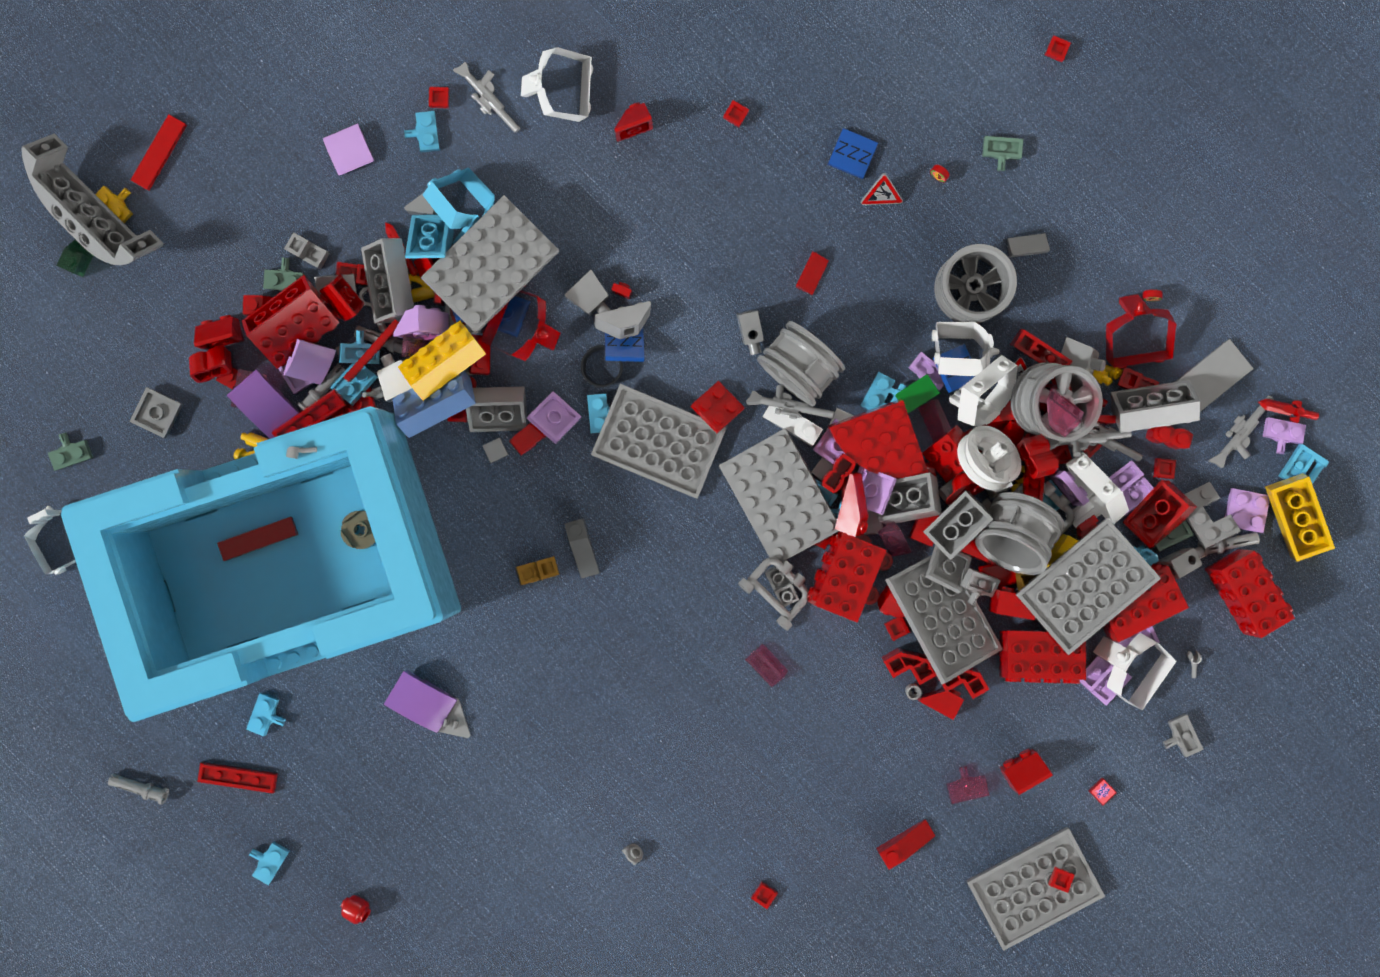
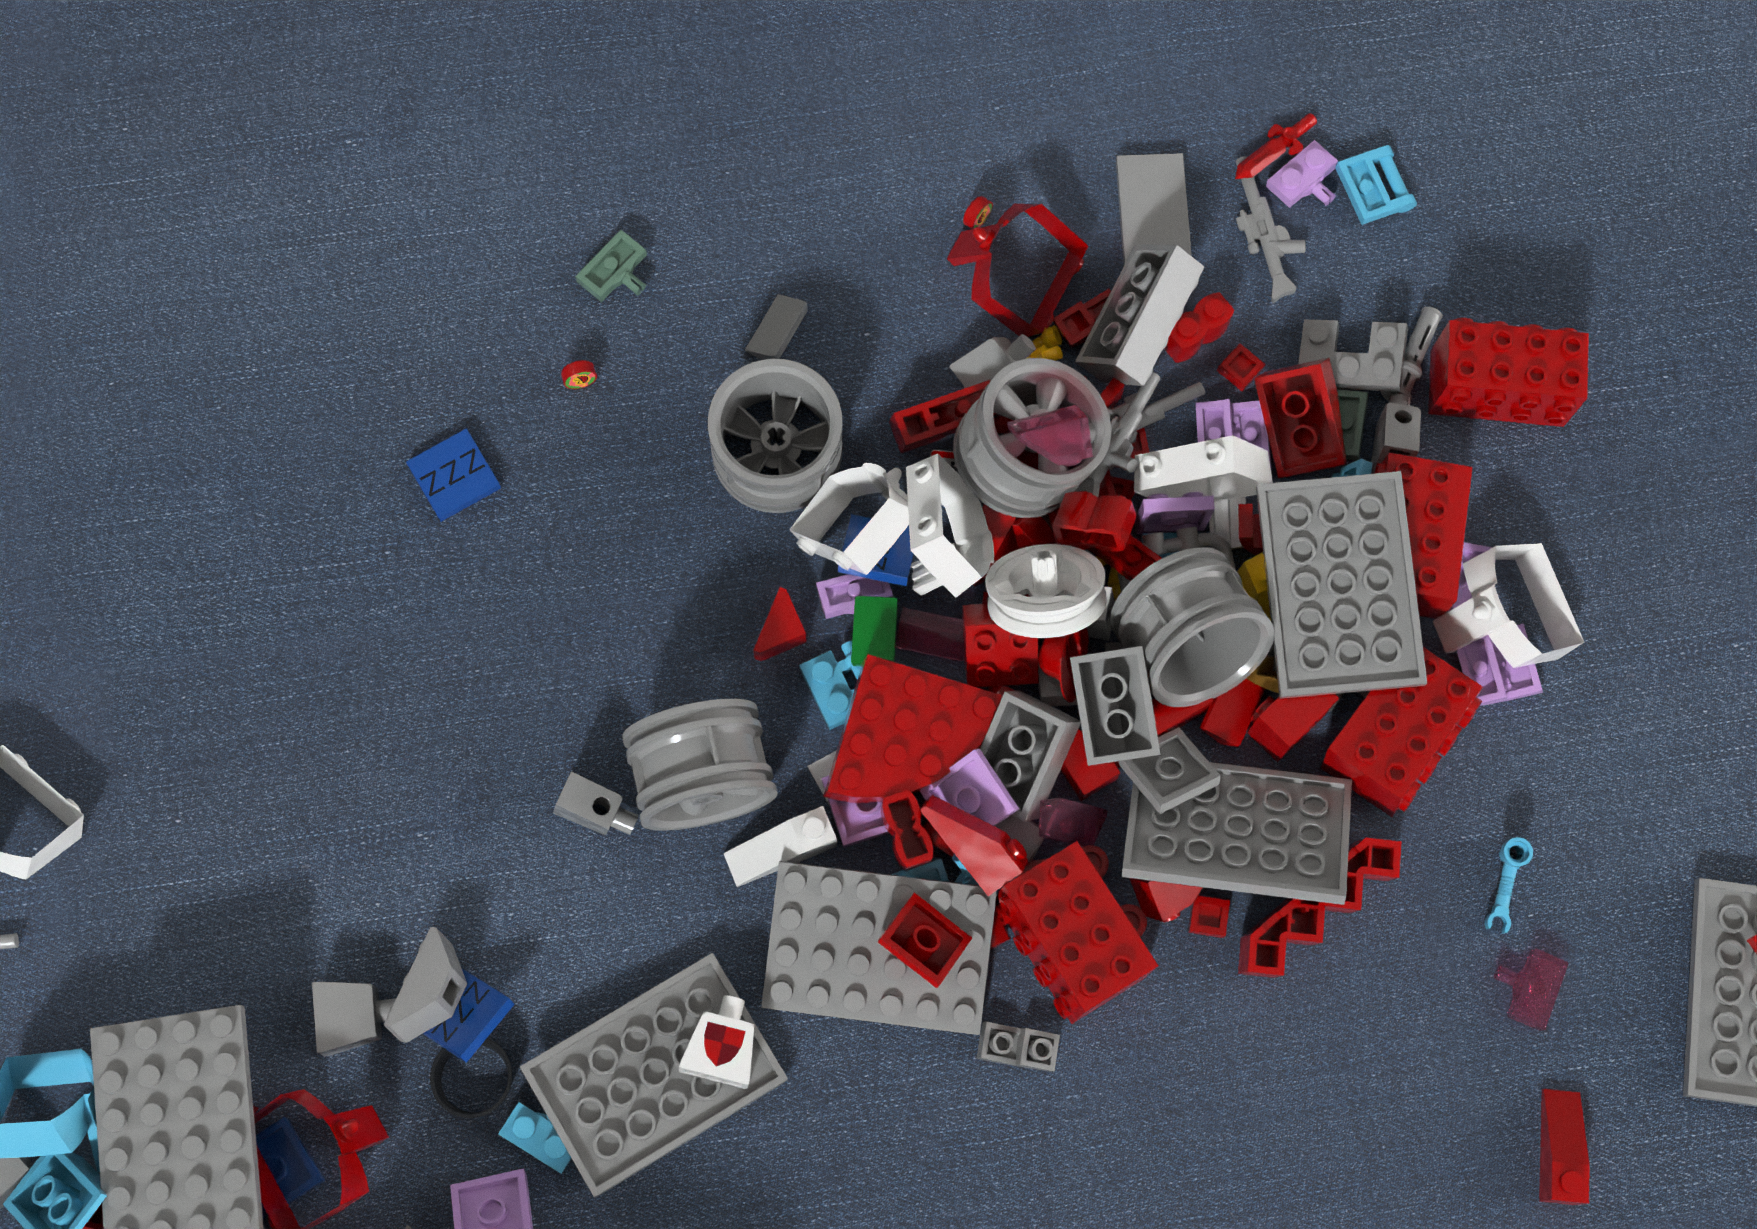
camera: 60 degrees left, 15 degrees down
(622, 290) = (381, 958): red plate -> none
(633, 122) = (149, 753): red slope -> none
(690, 461) = (721, 1046): none -> white torso
(717, 407) = (670, 943): red plate -> none
(736, 113) = (260, 597): red plate -> none
(767, 665) = (1128, 1163): clear pink slope -> none
(789, 406) = (753, 831): light grey piece -> none
(795, 515) = (924, 940): none -> red slope
(797, 580) = (1027, 1016): light grey bar -> none
(812, 273) = (580, 657): red slope -> none
(821, 468) = (882, 854): light grey tile -> none
(882, 193) = (542, 473): piece -> none
(889, 351) = (781, 629): none -> red slope
(918, 692) = (1326, 954): light grey hinge -> none
(943, 702) = (1373, 927): red slope -> none
(979, 584) = (1228, 742): light grey plate -> none
(1008, 745) = (1509, 870): none -> medium azure brick
(1025, 771) = (1566, 879): red slope -> none
(1057, 48) = (533, 99): red plate -> none
(1102, 791) = (1672, 789): tile -> none
(1183, 736) = (1663, 612): light grey plate -> none
(1196, 659) = (1557, 517): light grey hand -> none
(1248, 509) = (1382, 295): lavender plate -> none
(1300, 517) = (1443, 233): yellow brick -> none

